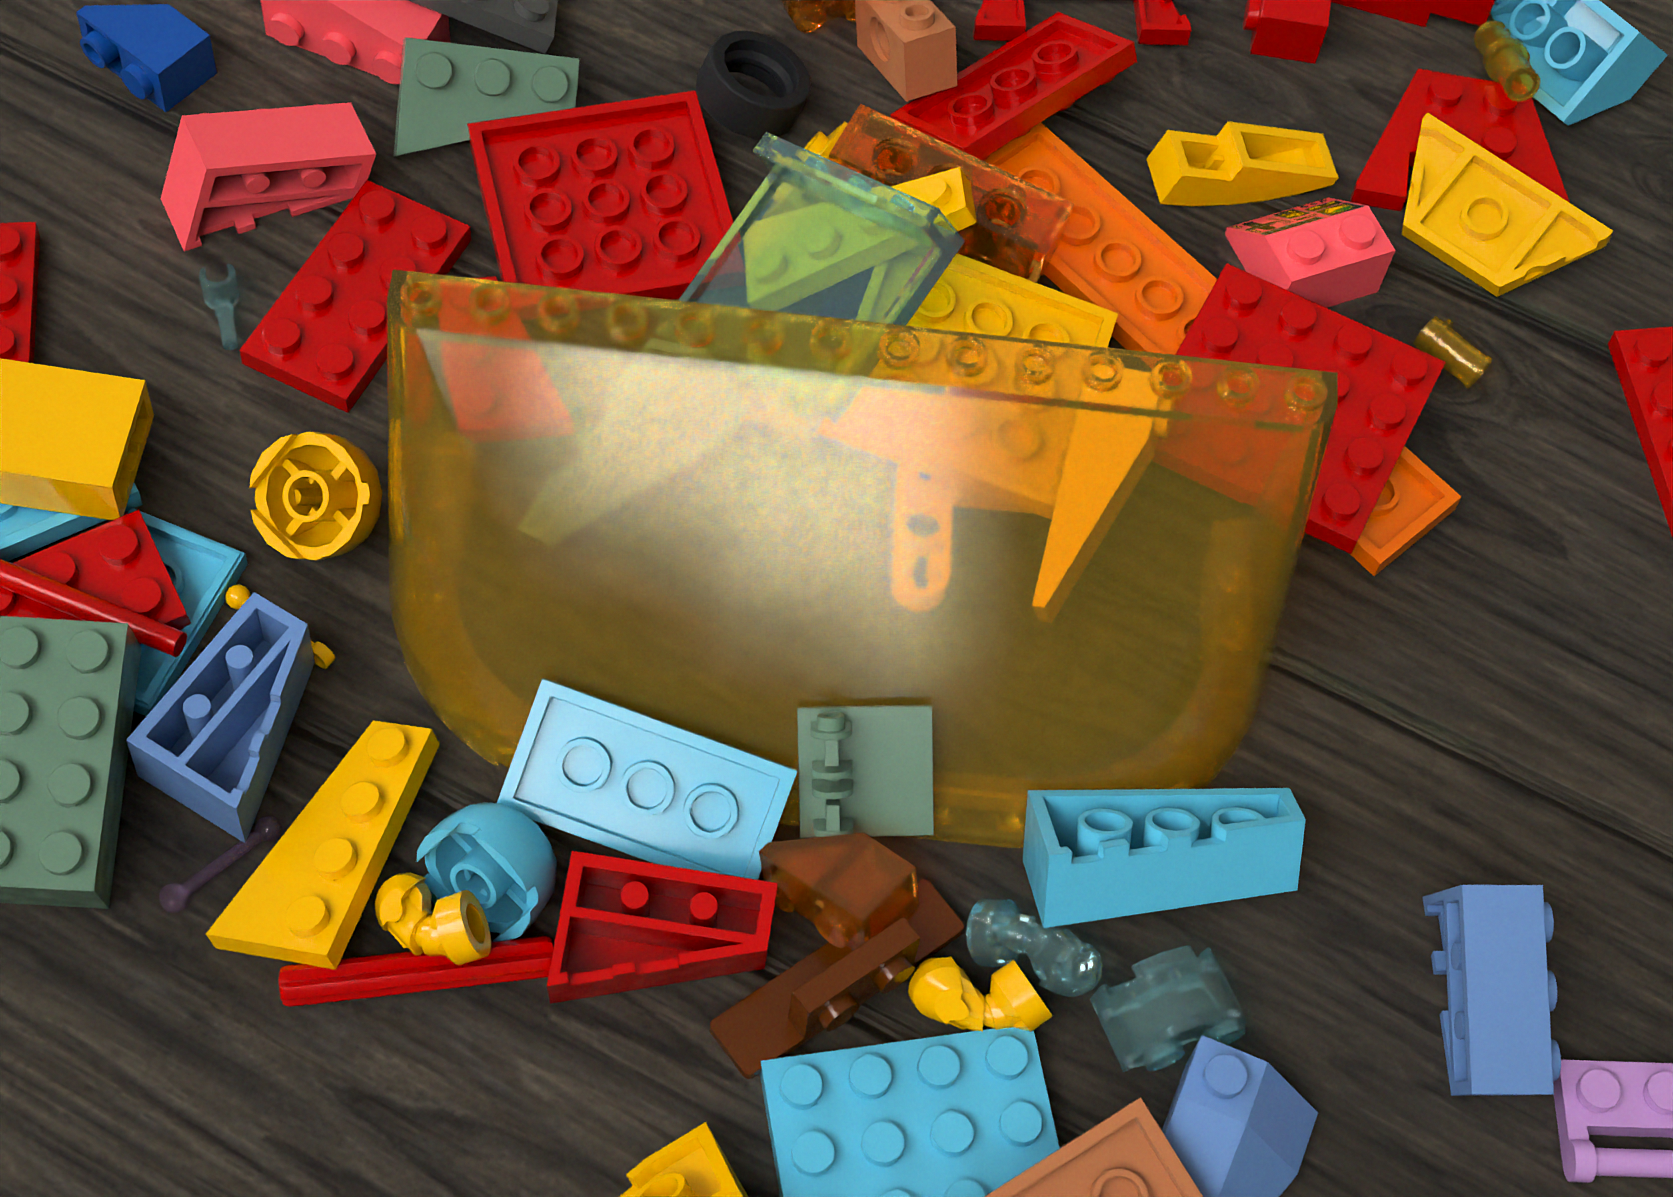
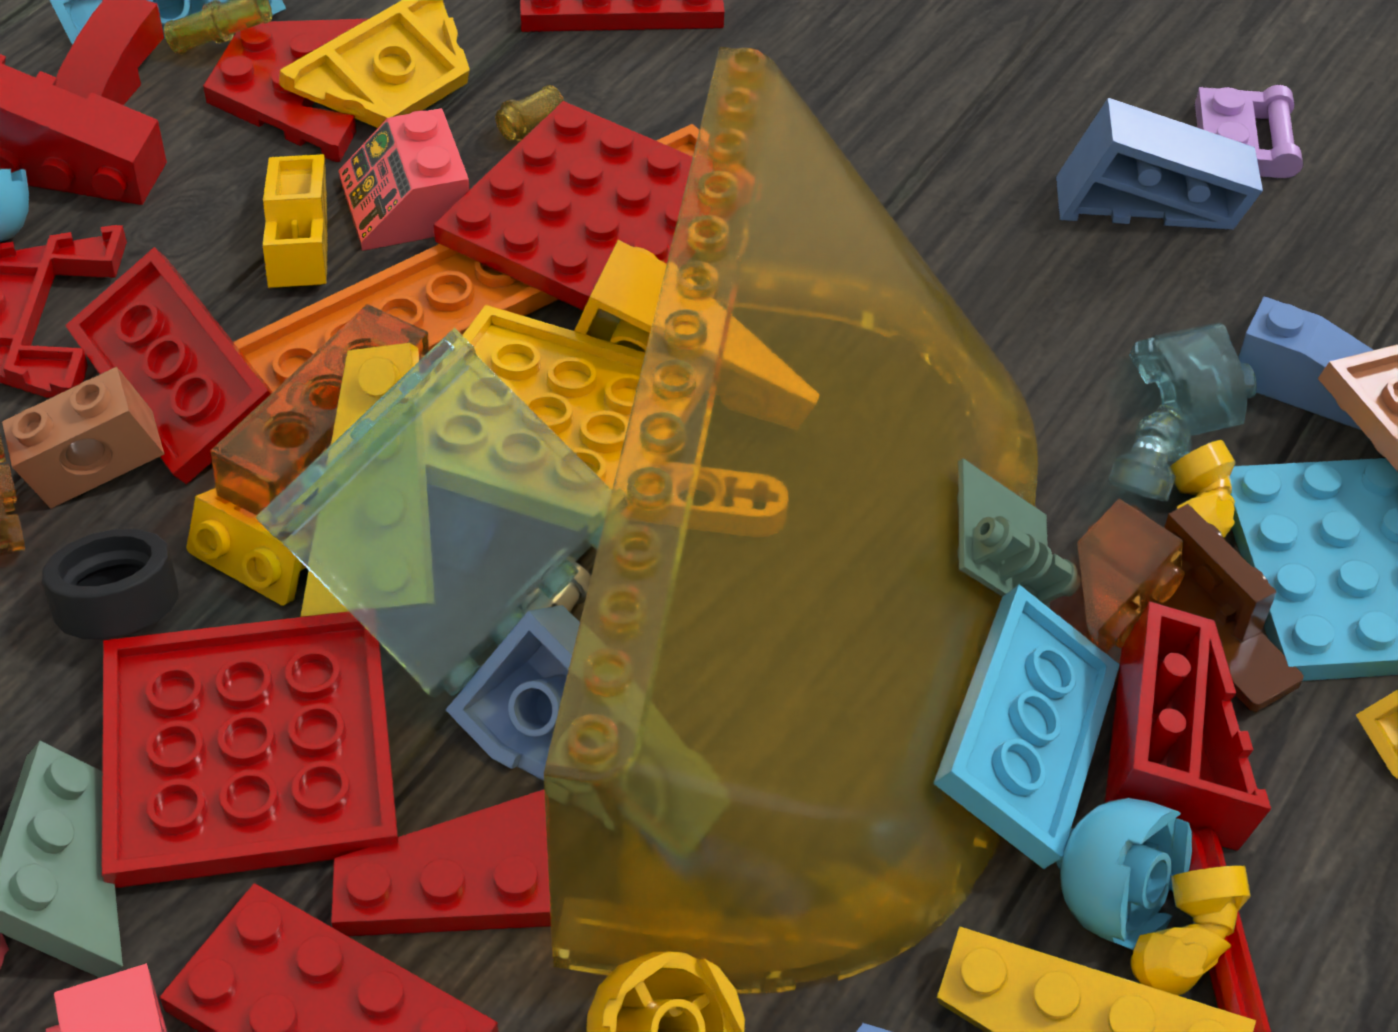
camera: 80 degrees left, 10 degrees down
(1157, 849) = (1063, 359): medium azure wedge -> none

